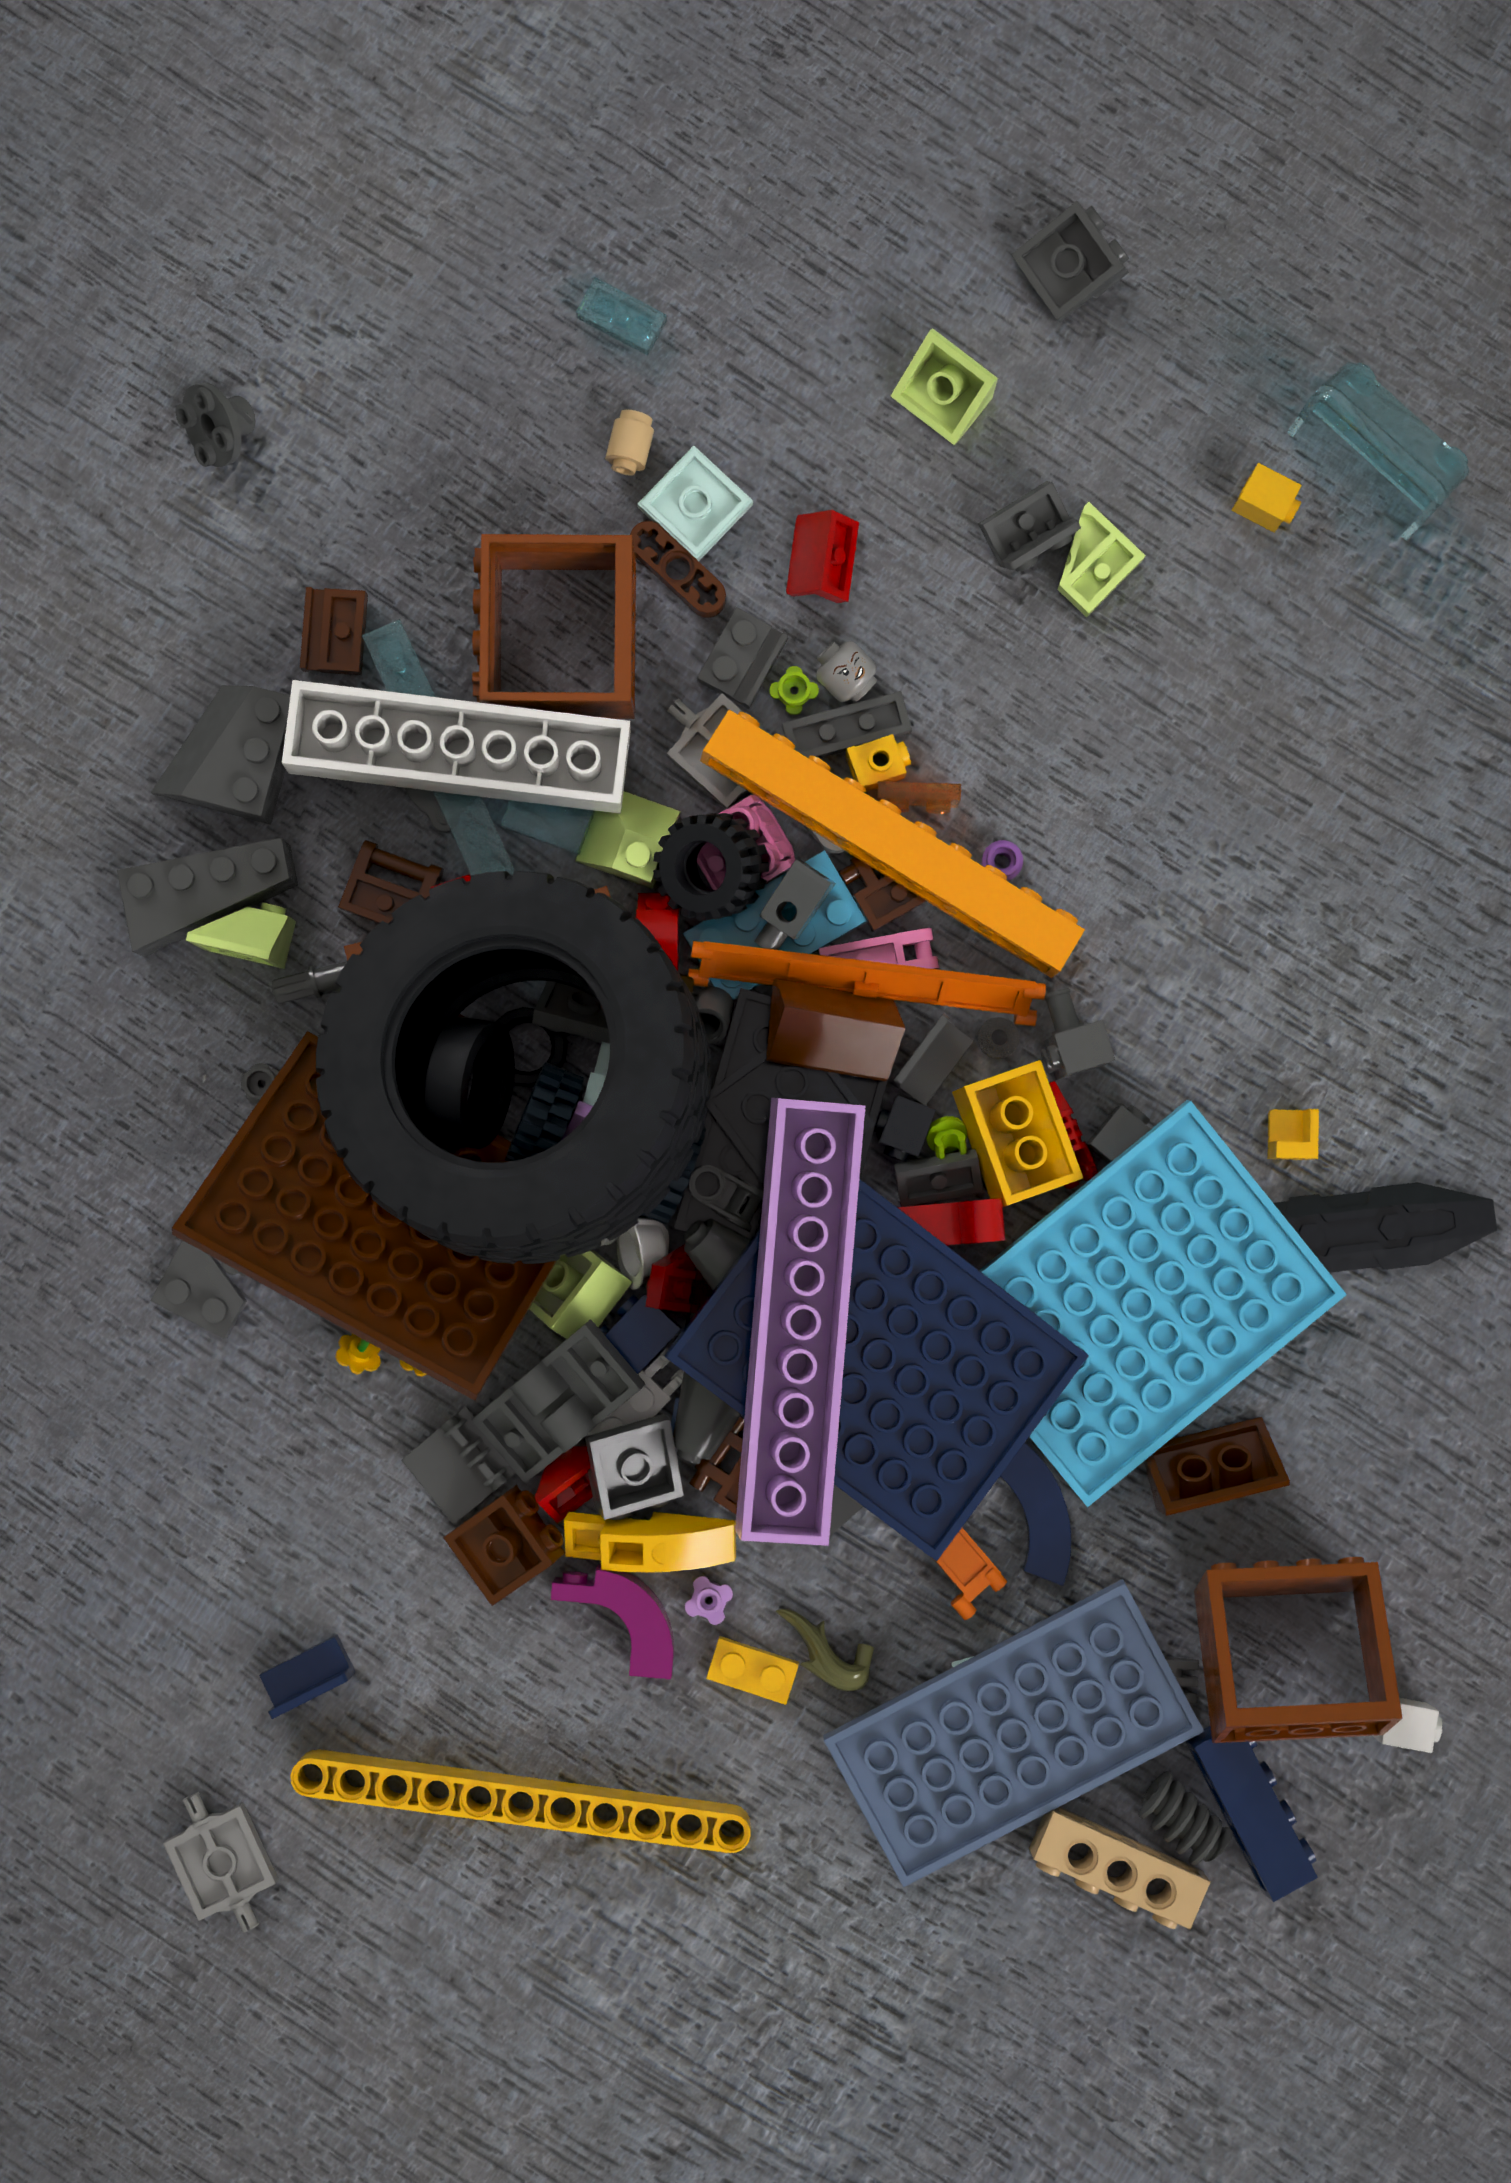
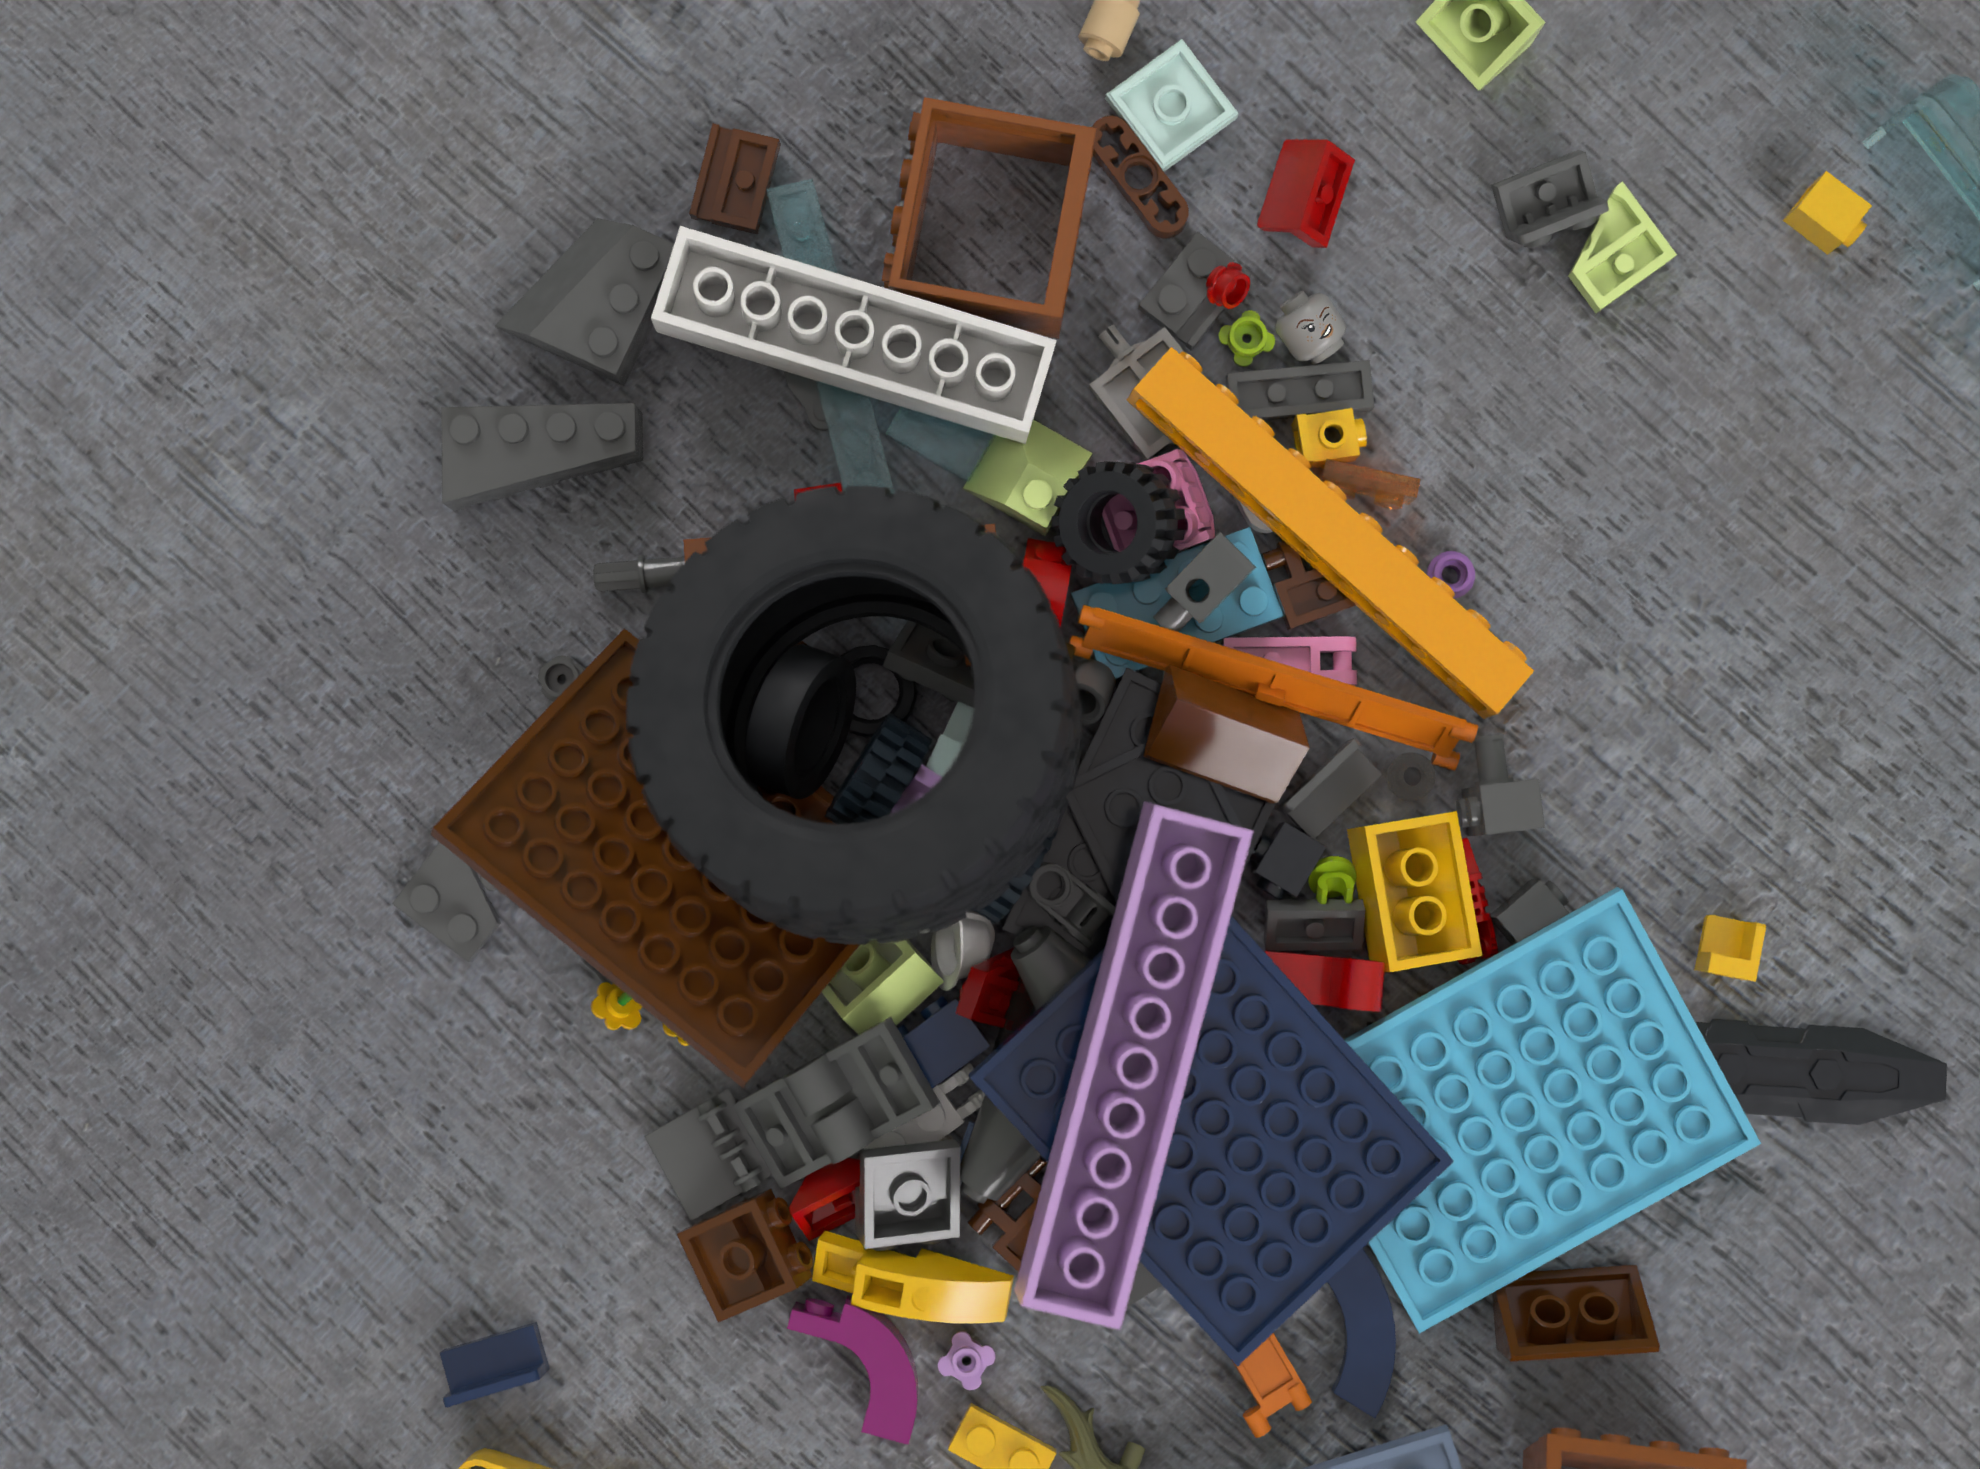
camera: 15 degrees right, 0 degrees up
(249, 935) = (578, 508): yellowish green slope -> none
(378, 898) = (733, 492): reddish brown plate -> none
(769, 648) = (1227, 285): none -> red plate

